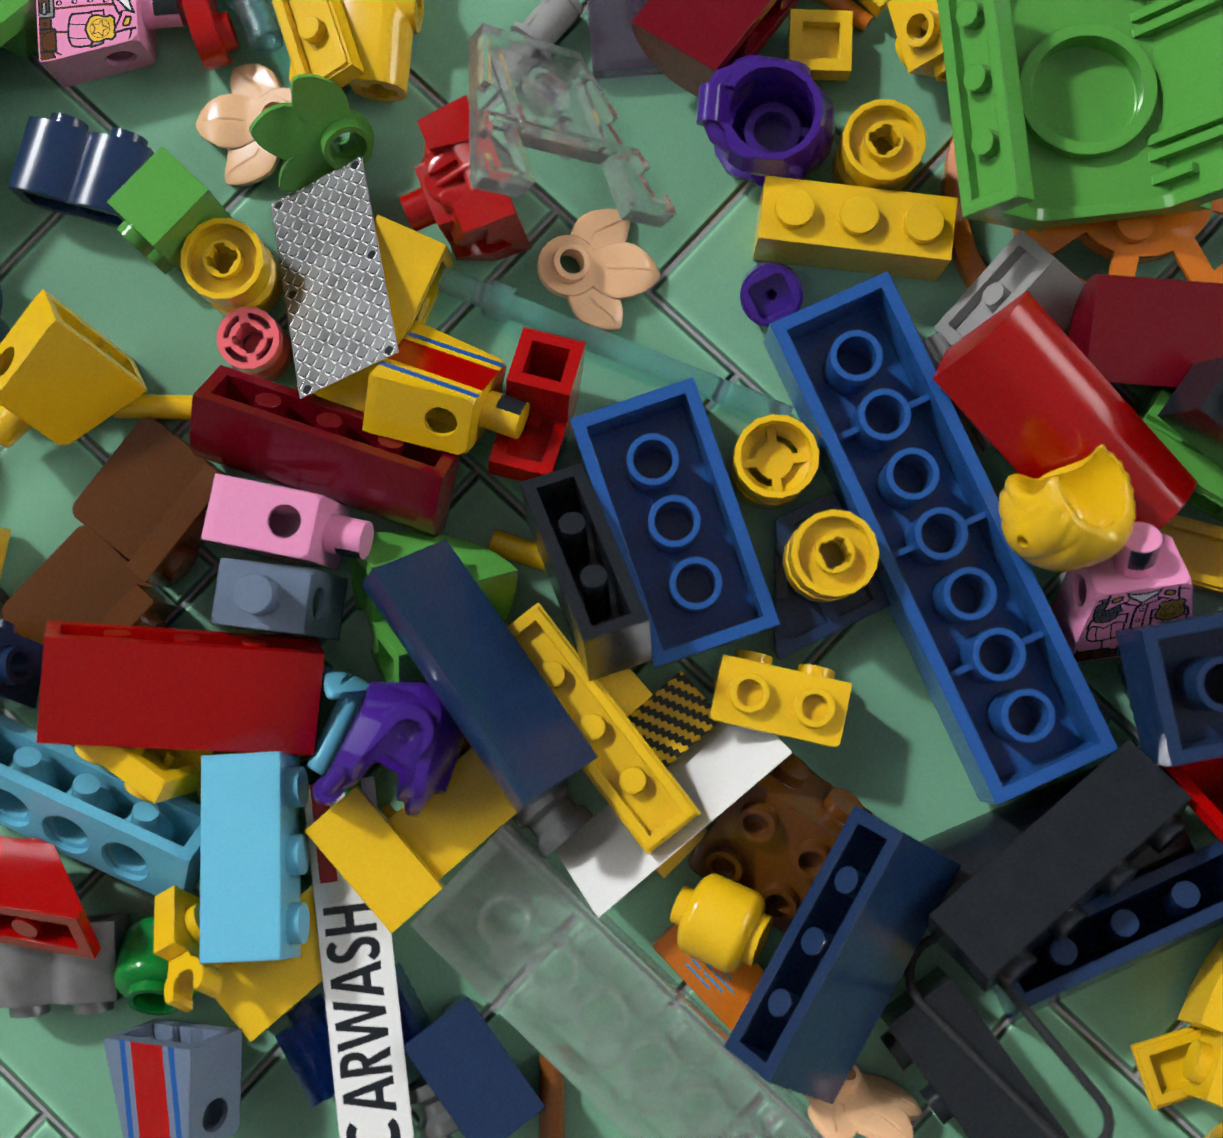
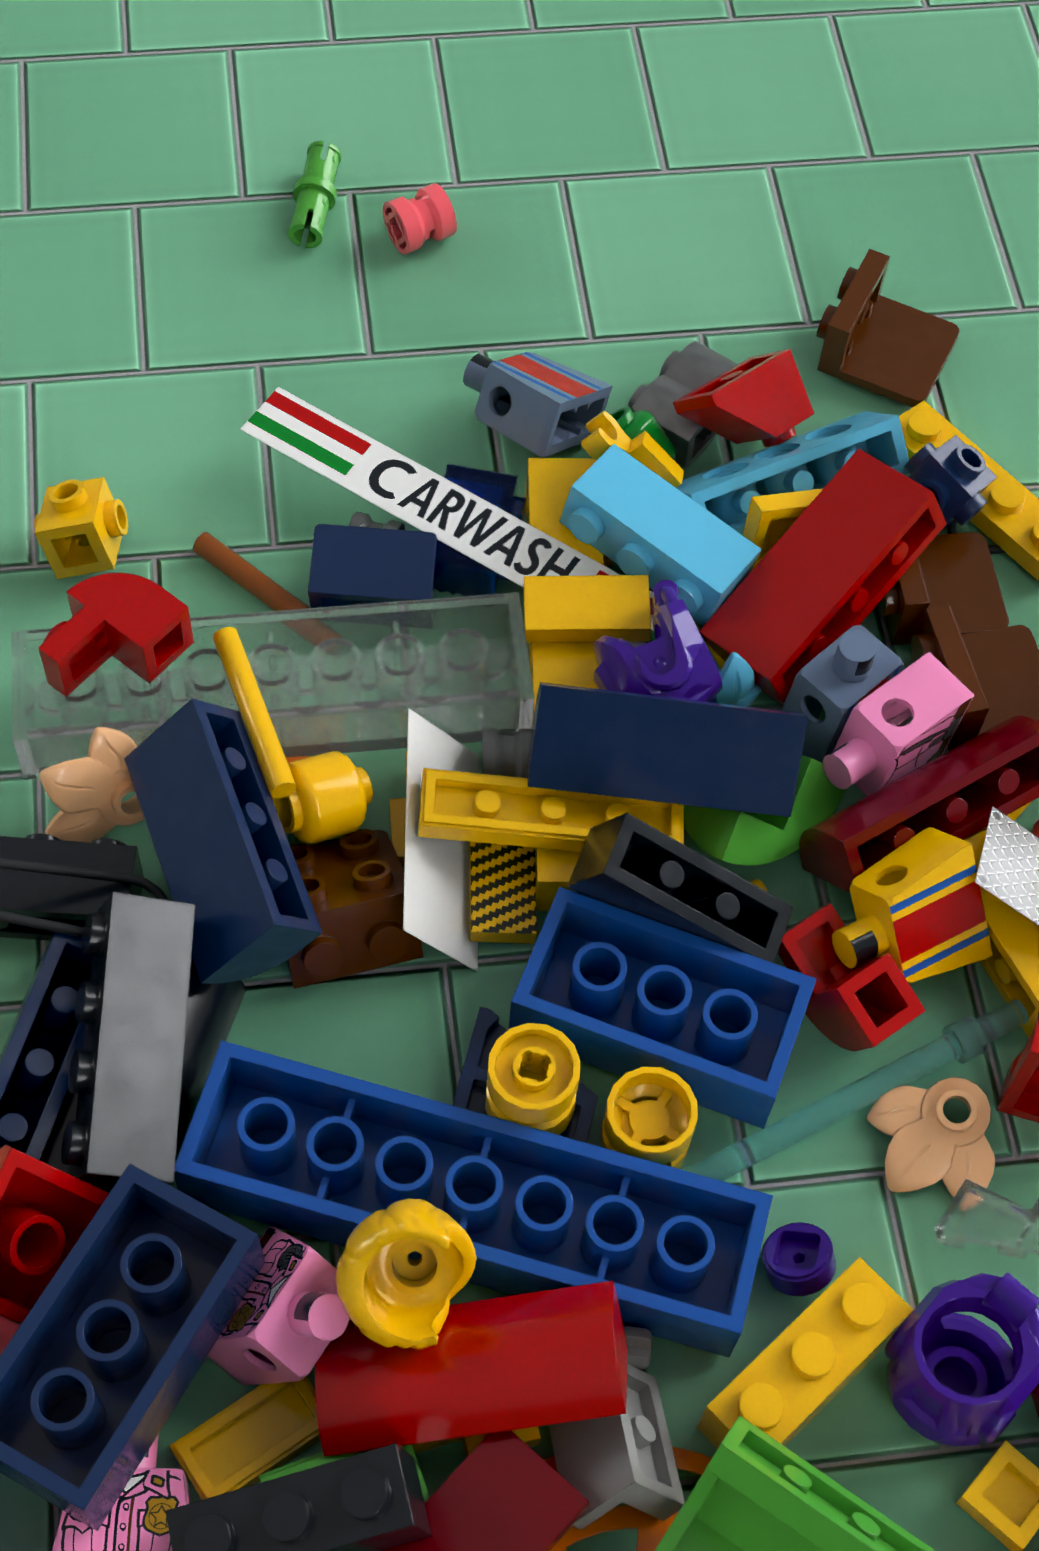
camera: 115 degrees right, 25 degrees down
(713, 1036) = (254, 713): none -> yellow bar
(780, 700) = (450, 973): yellow bracket -> none
(880, 146) = (863, 1441): yellow wheel -> none

